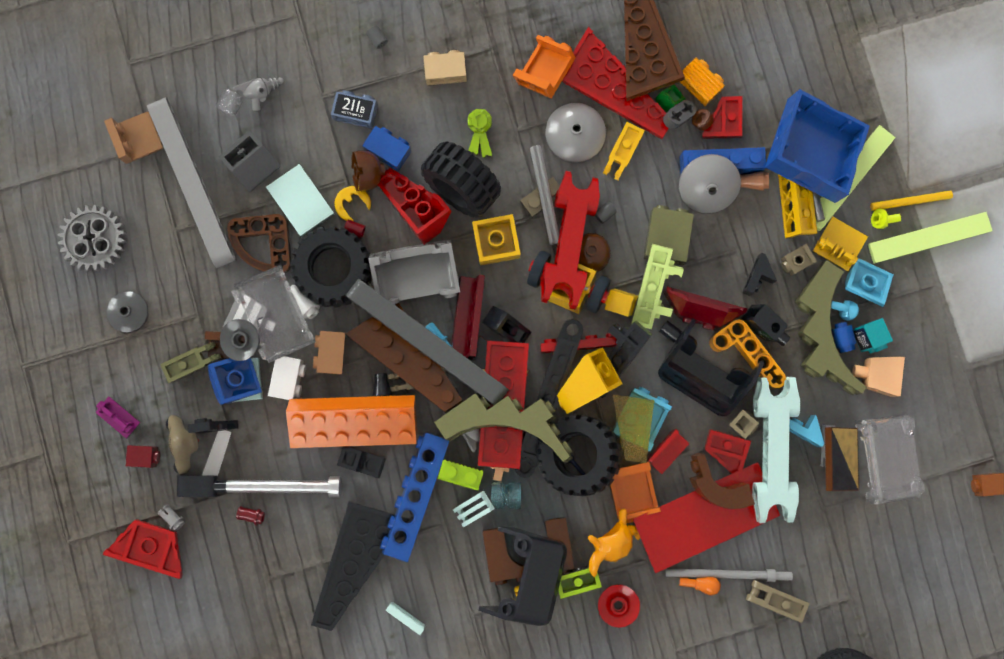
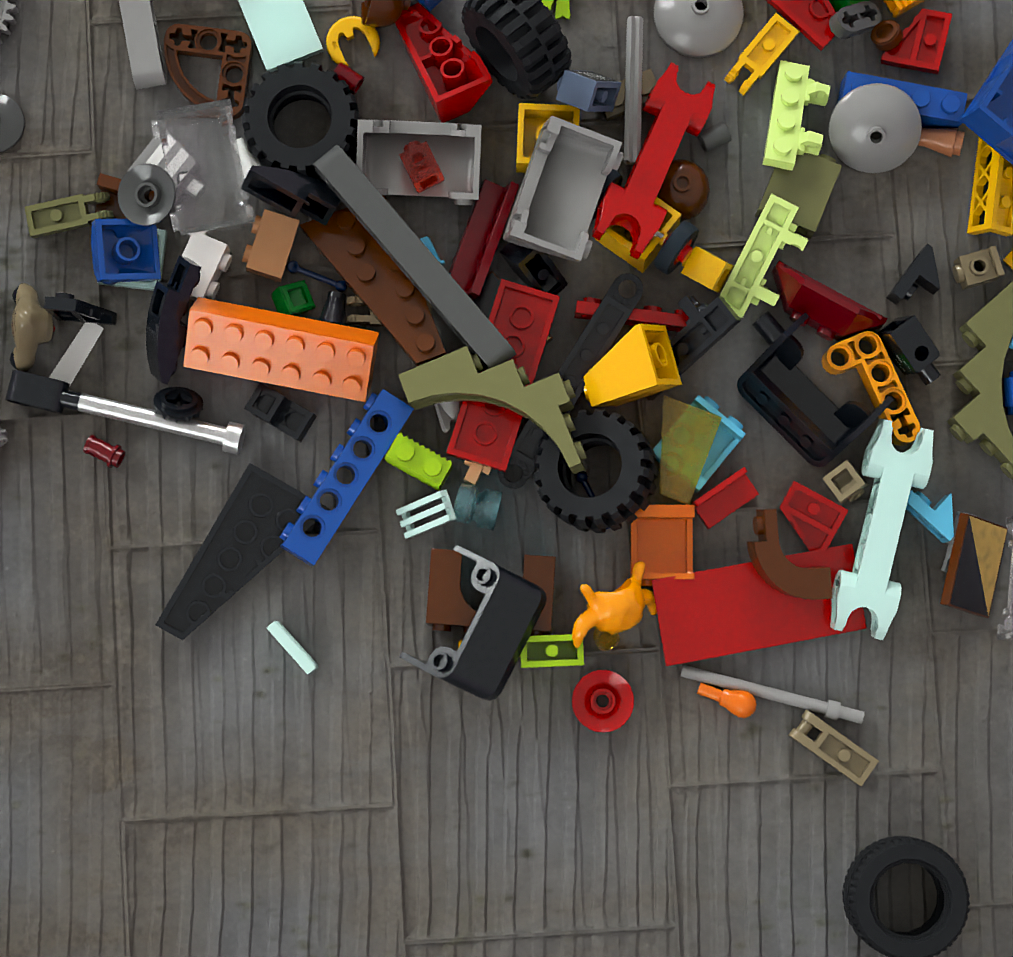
camera: 10 degrees right, 0 degrees up
(271, 424) = (164, 327): none -> black slope
(283, 472) = (167, 398): none -> black gear
(335, 315) = (291, 192): none -> black slope
(348, 362) = (293, 267): none -> dark blue hinge
(352, 384) = (293, 298): none -> green slope
(421, 282) = (424, 174): none -> clear red brick
(514, 275) = (562, 189): none -> light grey windscreen
(515, 203) = (588, 90): none -> sand blue brick
(611, 566) = (604, 640): none -> clear yellow hinge
(652, 203) = (785, 133): none -> yellowish green hinge

